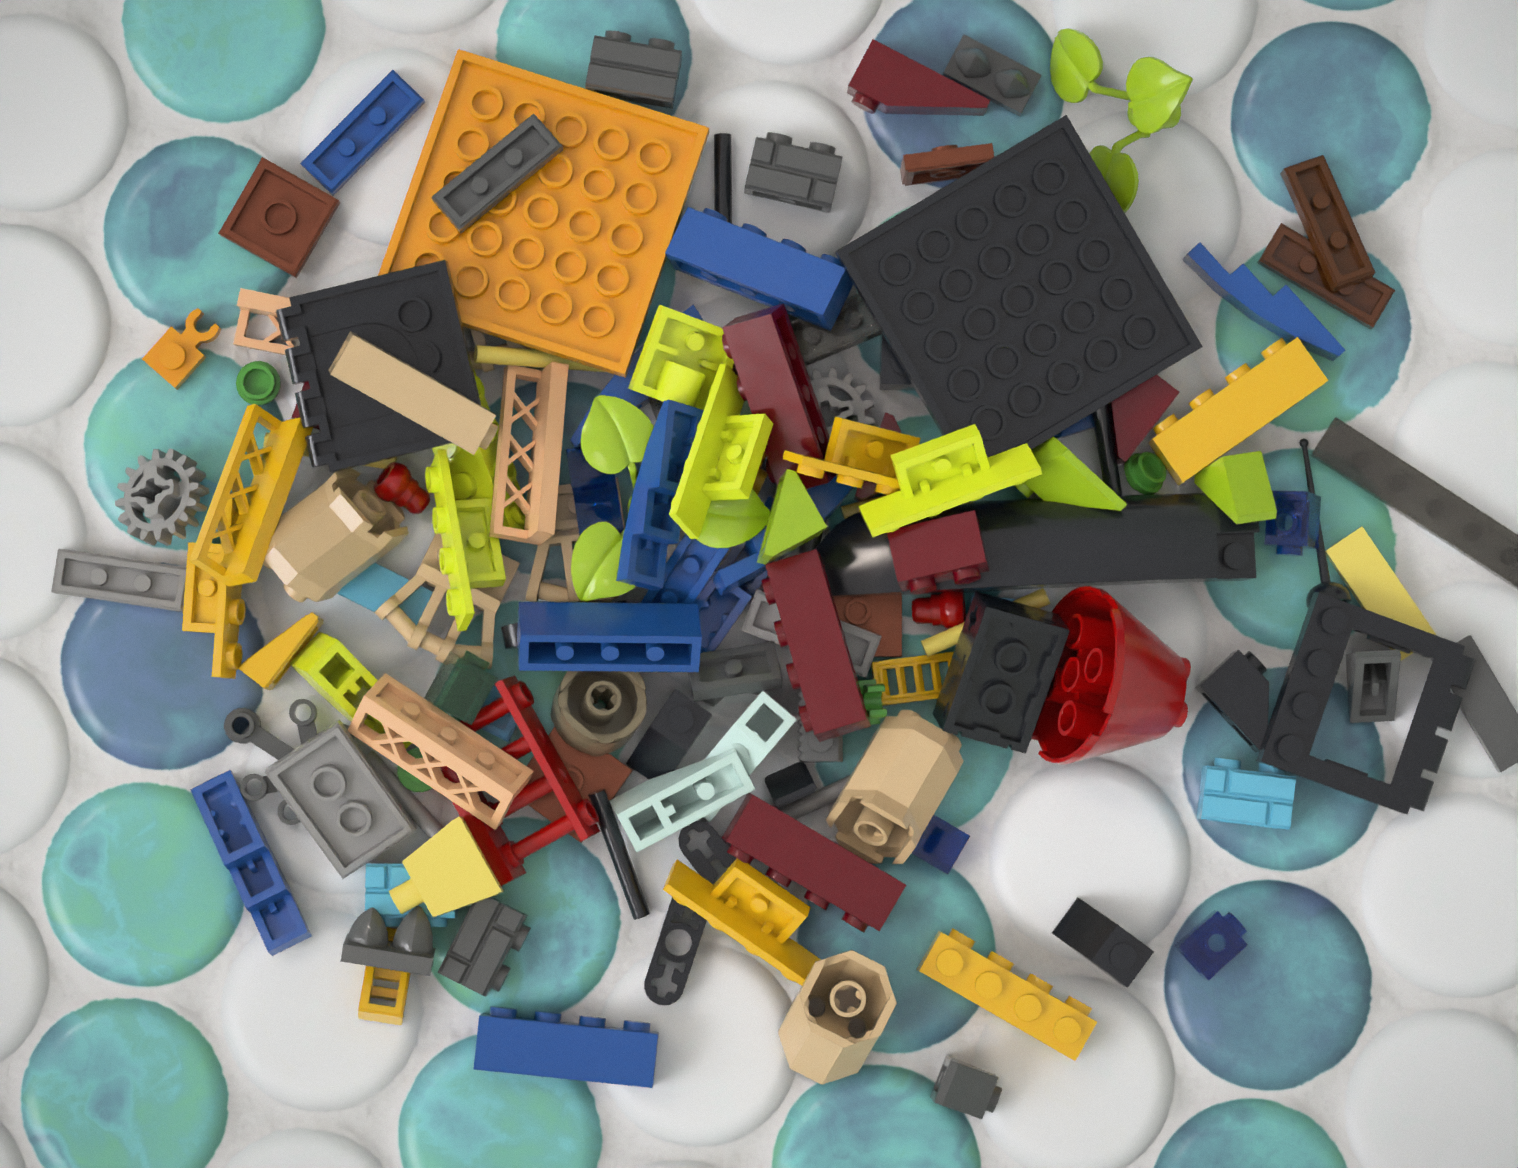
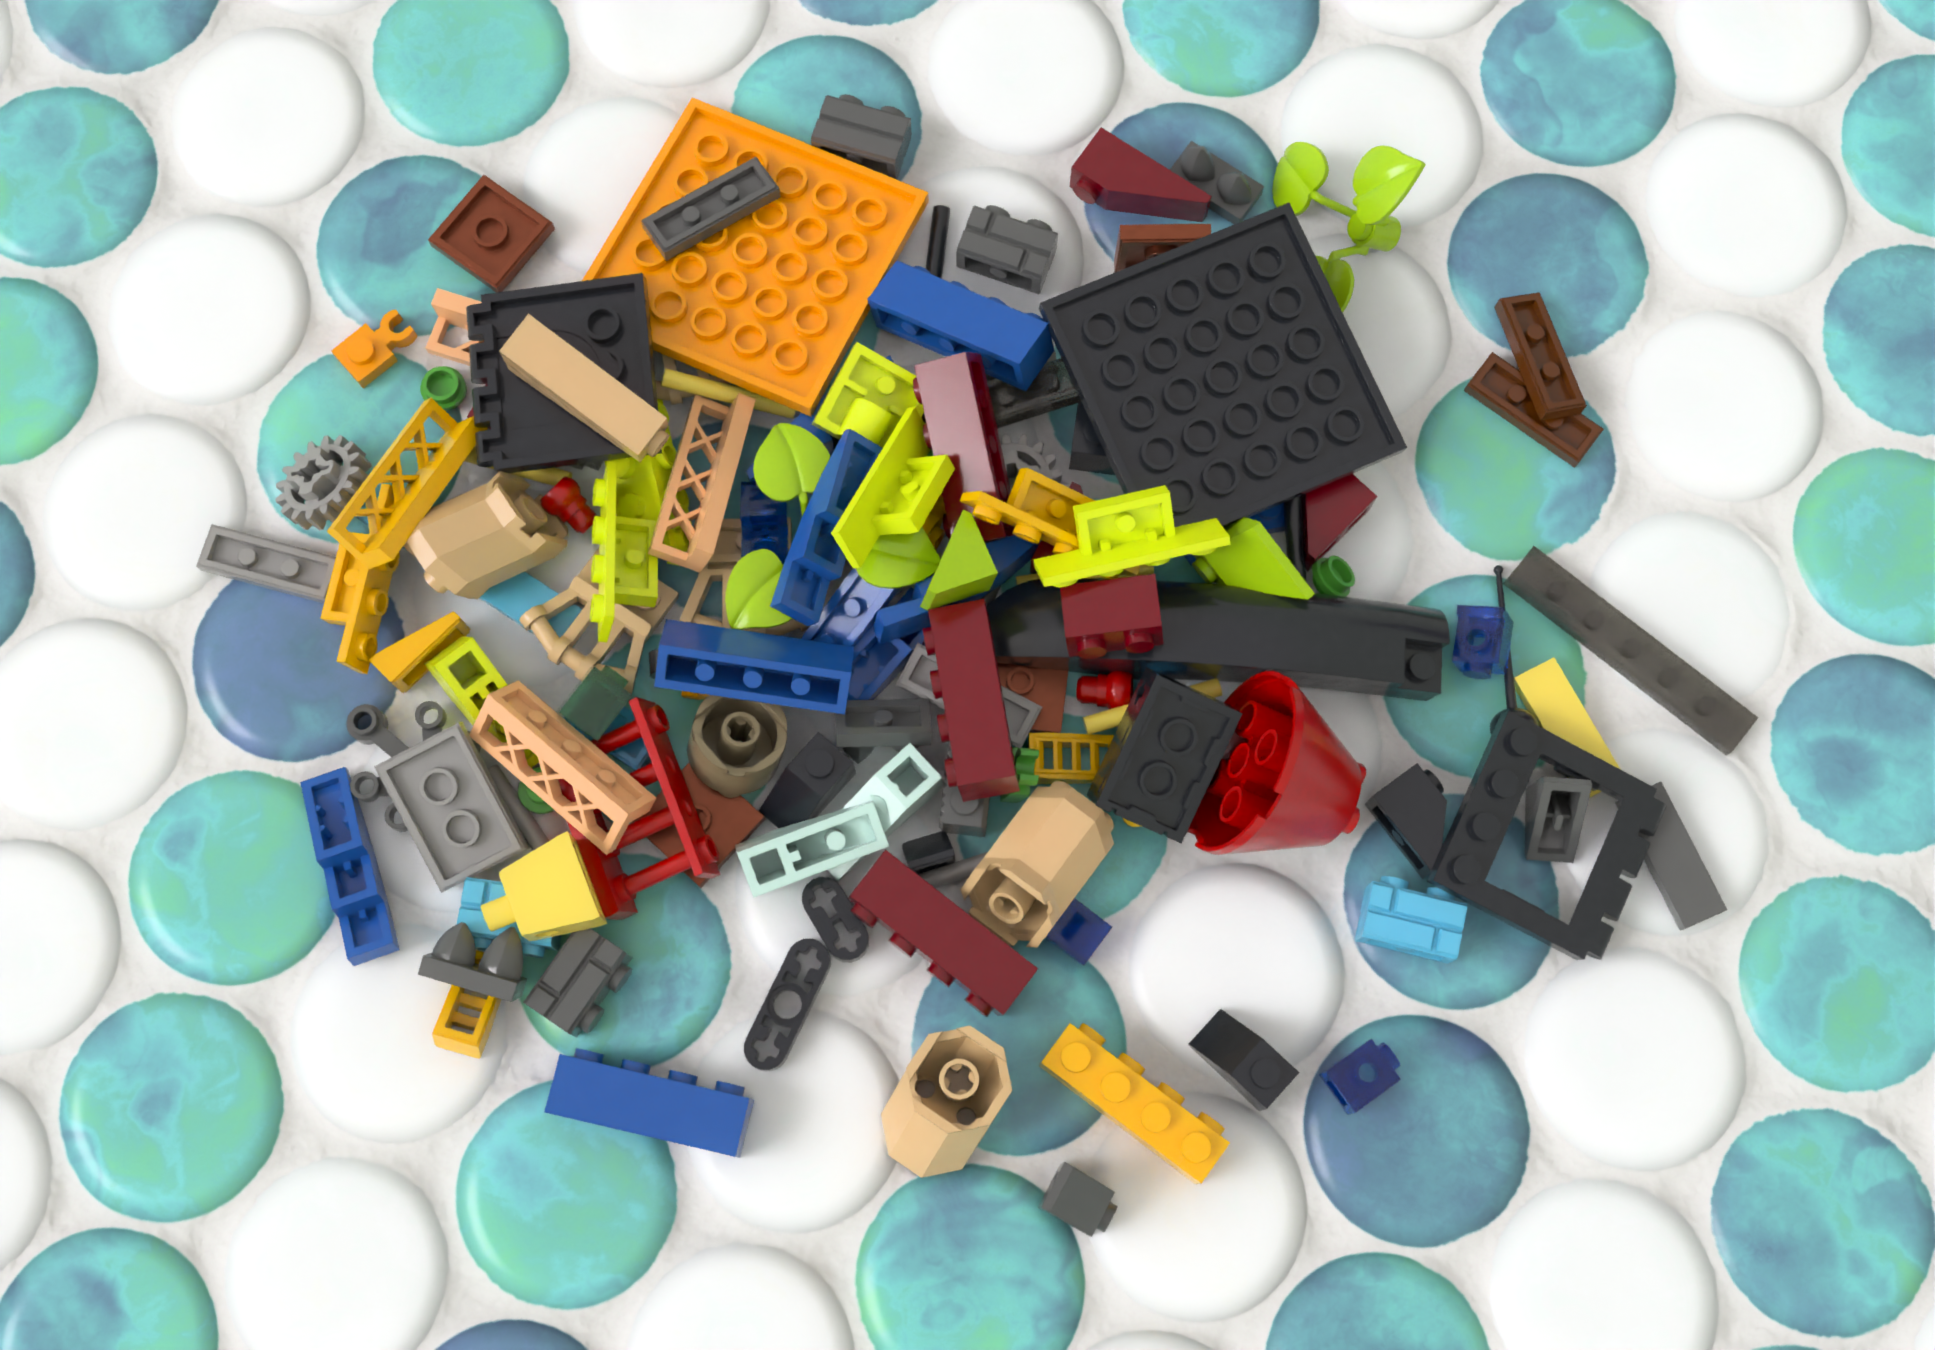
camera: 10 degrees right, 10 degrees down
(362, 132) = (588, 167): blue tile -> none
(619, 854) = (737, 903): black bar -> none
(749, 911) = (866, 976): yellow bracket -> none
(1237, 410) = (1434, 524): yellow brick -> none
(1239, 487) = (1432, 593): lime slope -> none
(1280, 314) = (1482, 436): blue slope -> none

